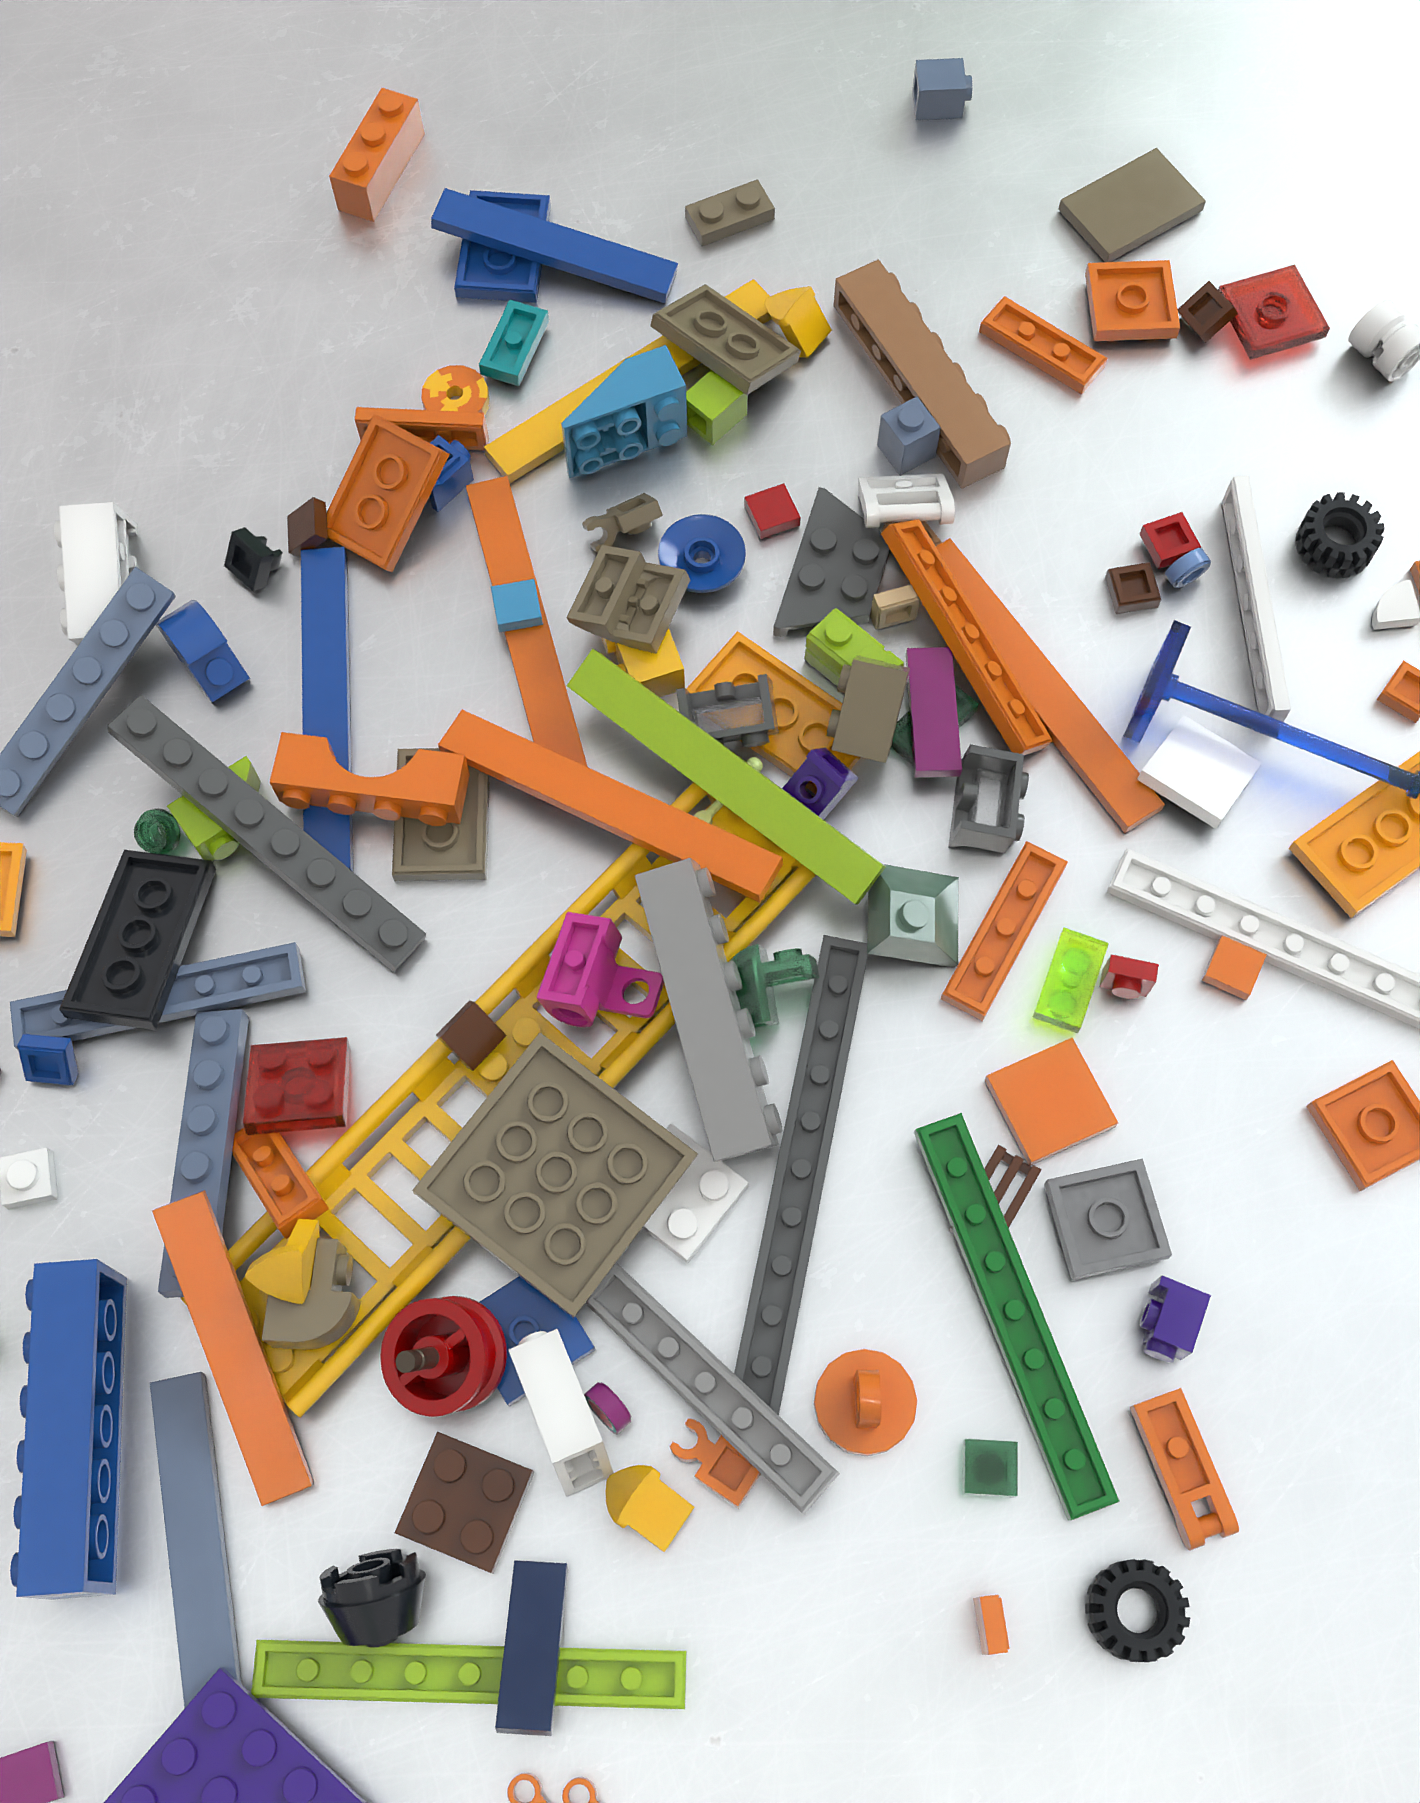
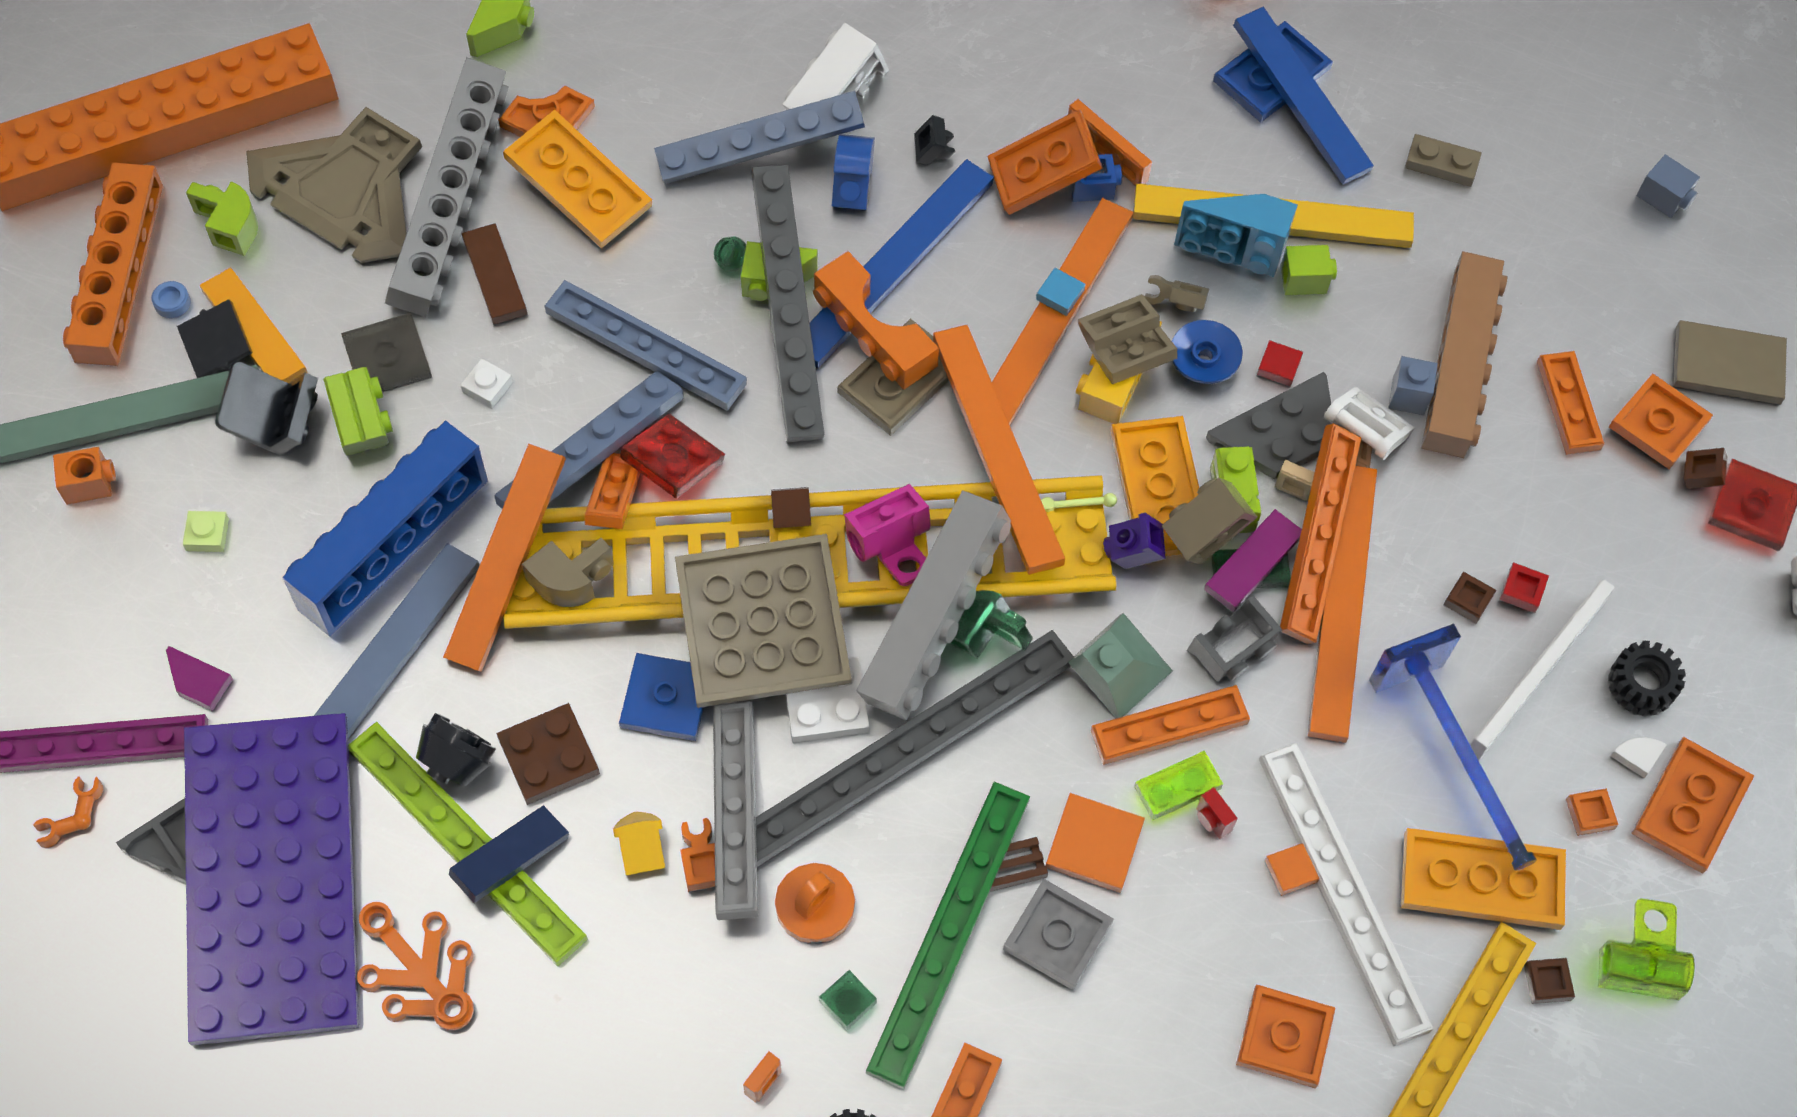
camera: 40 degrees right, 5 degrees down
(48, 1059) = (555, 328): blue tile -> none
(138, 940) = (664, 303): black tile -> none
(288, 1269) = (571, 537): yellow tile -> none
(307, 526) = (983, 148): reddish brown tile -> none
(443, 1355) = (609, 662): red wheel -> none
(455, 381) = (1155, 129): piece -> none
(514, 342) = (1218, 135): teal plate -> none
(561, 1411) = (640, 749): white slope -> none
(608, 1407) = (670, 773): magenta tile -> none
(725, 338) = (1351, 233): dark tan tile -> none
(726, 777) = (1081, 489): lime tile -> none
(733, 711) = (1121, 456): dark grey window -> none
(799, 318) = (1415, 259): yellow tile -> none
(1172, 1319) = (1037, 1021): dark purple brick -> none
(1188, 568) = (1517, 613): medium blue tile -> none
(1199, 771) = (1391, 738): white tile -> none

